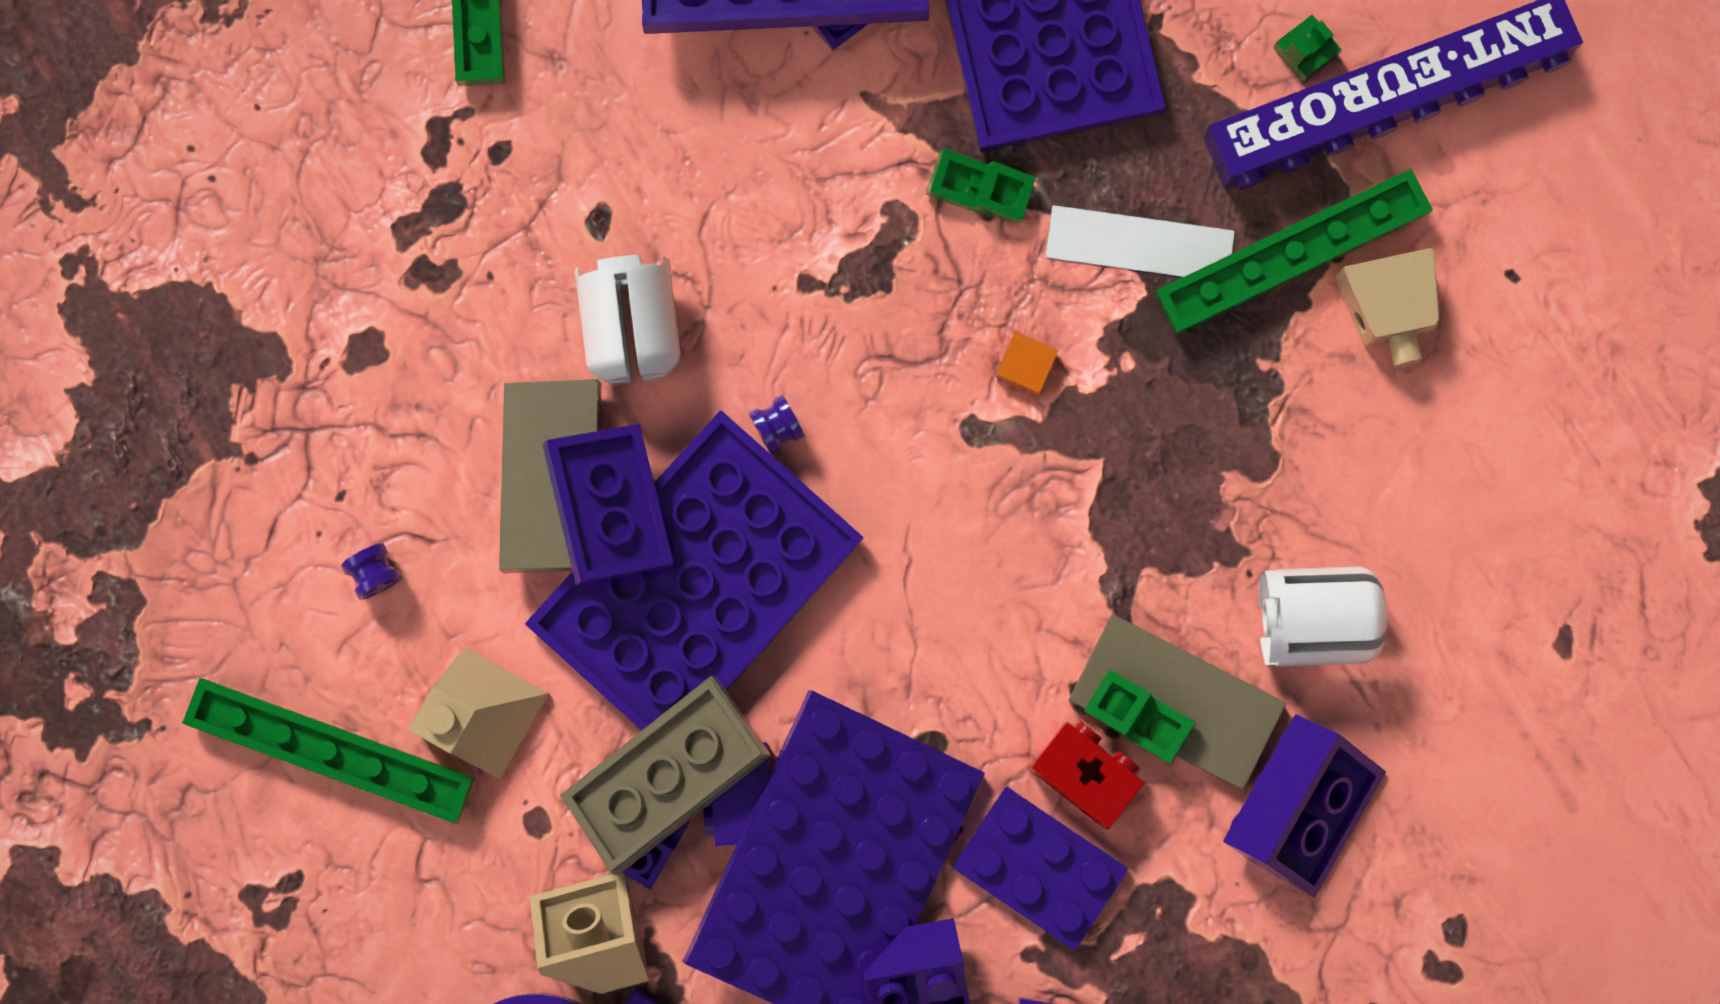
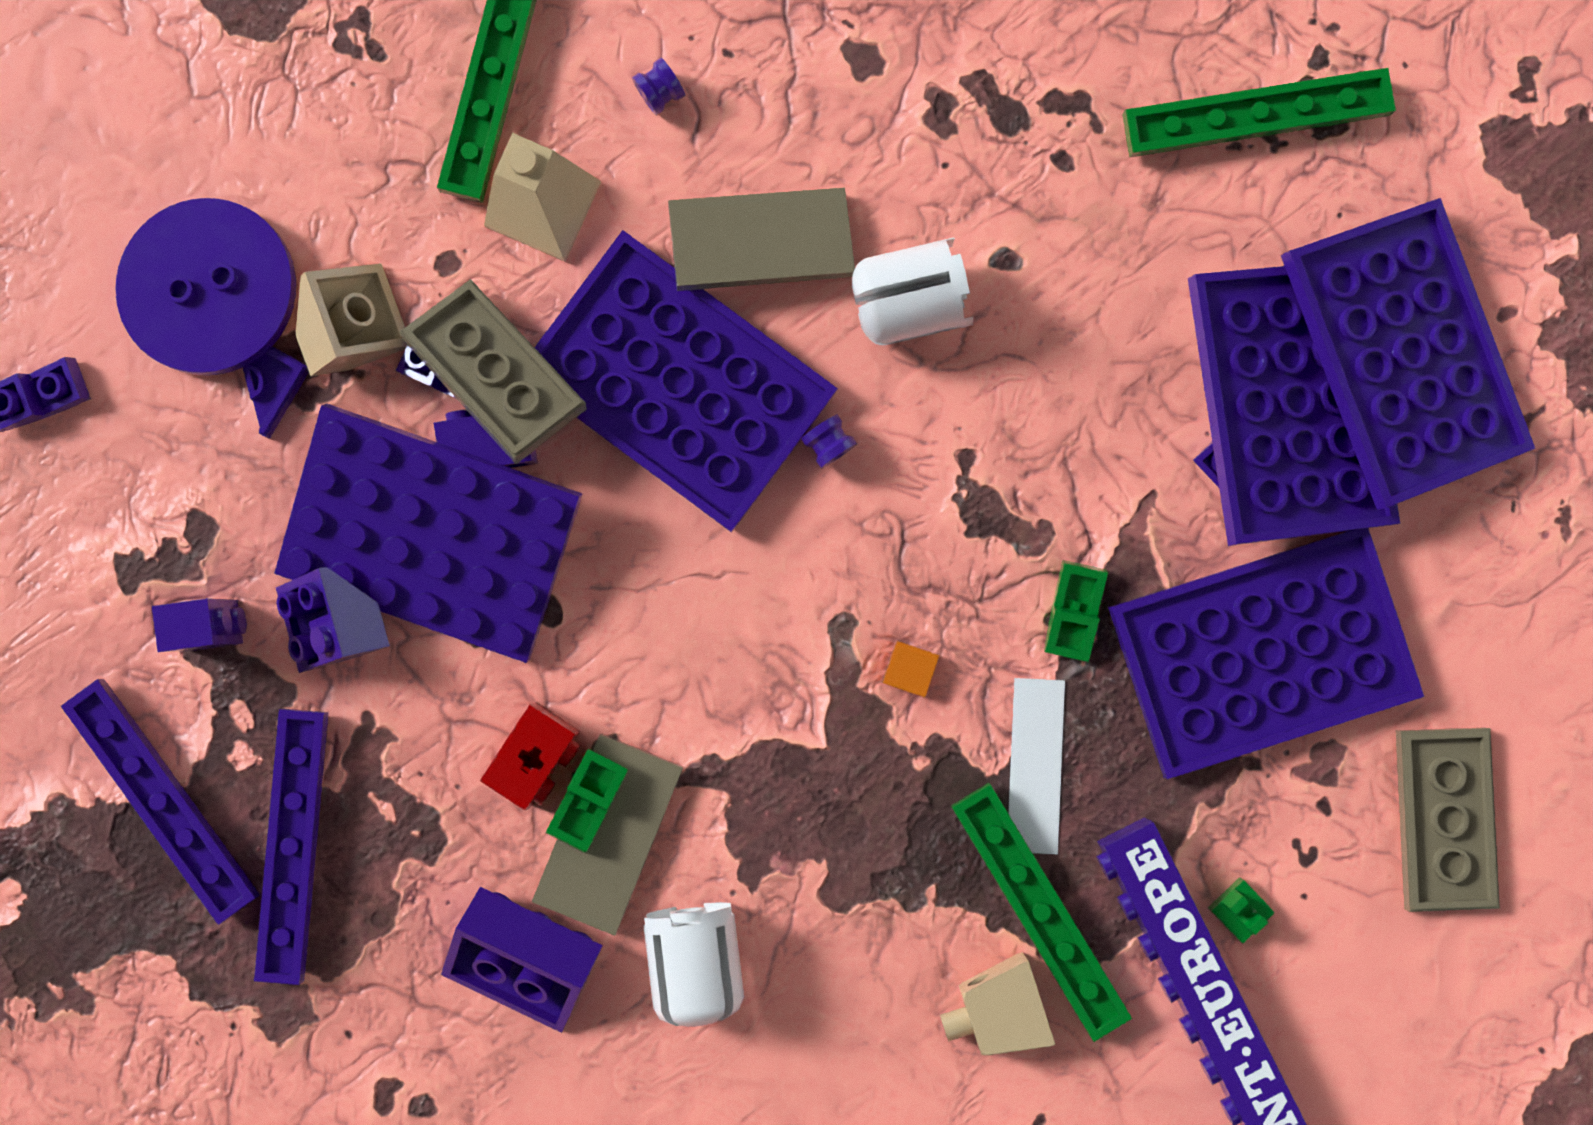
camera: 85 degrees right, 5 degrees up
(607, 504) = (735, 291): dark purple plate -> none
(1040, 868) = (445, 721): dark purple plate -> none

